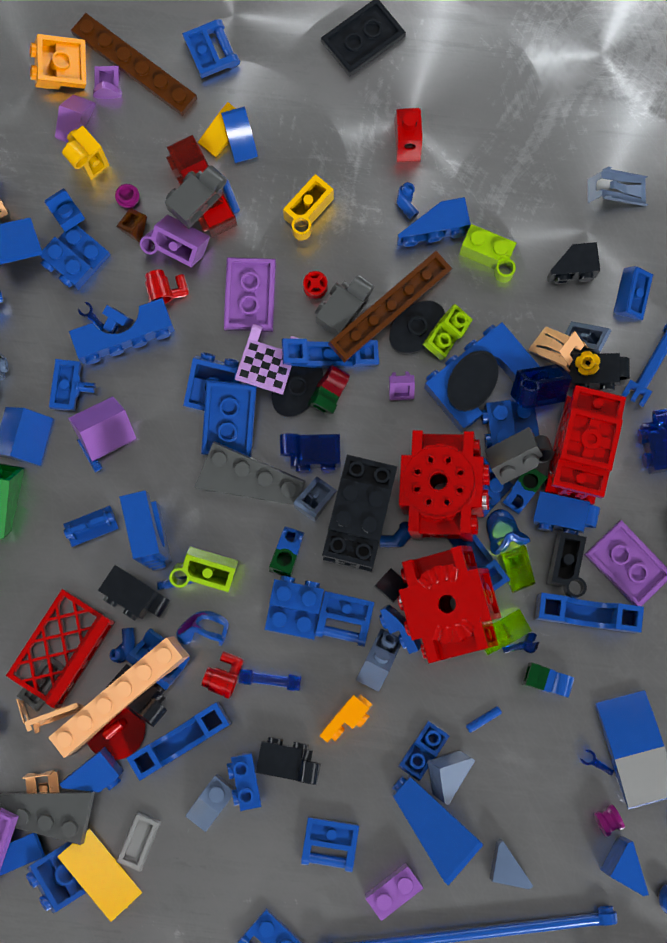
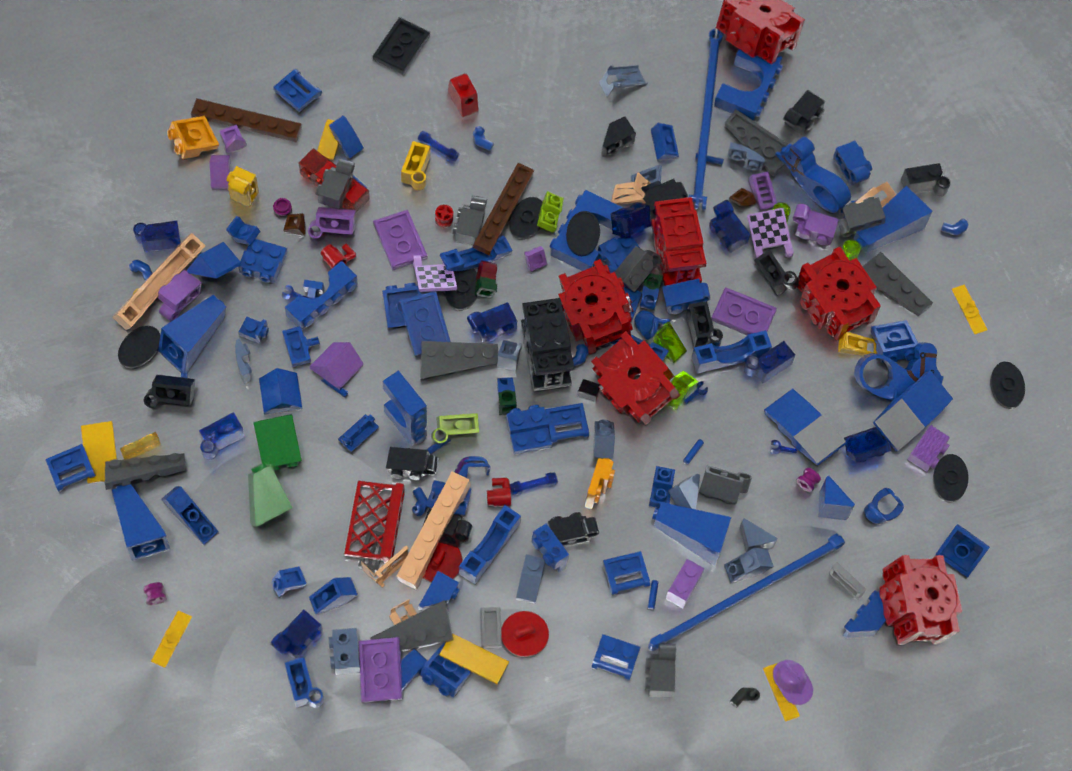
camera: 30 degrees left, 15 degrees down
(26, 342) = (254, 329): none -> blue bracket
(175, 866) = (524, 633): none -> red shield
(339, 173) = (425, 138): none -> clear blue bar
(351, 883) = (653, 593): none -> blue piece
(394, 621) = (600, 409): blue slope -> none
(443, 220) = (514, 141): blue slope -> none
(484, 901) = (749, 565): none -> sand blue slope
(489, 250) = (555, 149): lime hinge -> none
(500, 783) = (724, 484): none -> dark grey hinge
(548, 680) = (724, 407): leg -> none
(587, 369) = (655, 196): yellow plate -> none
(633, 646) = (770, 362): none -> clear blue hinge

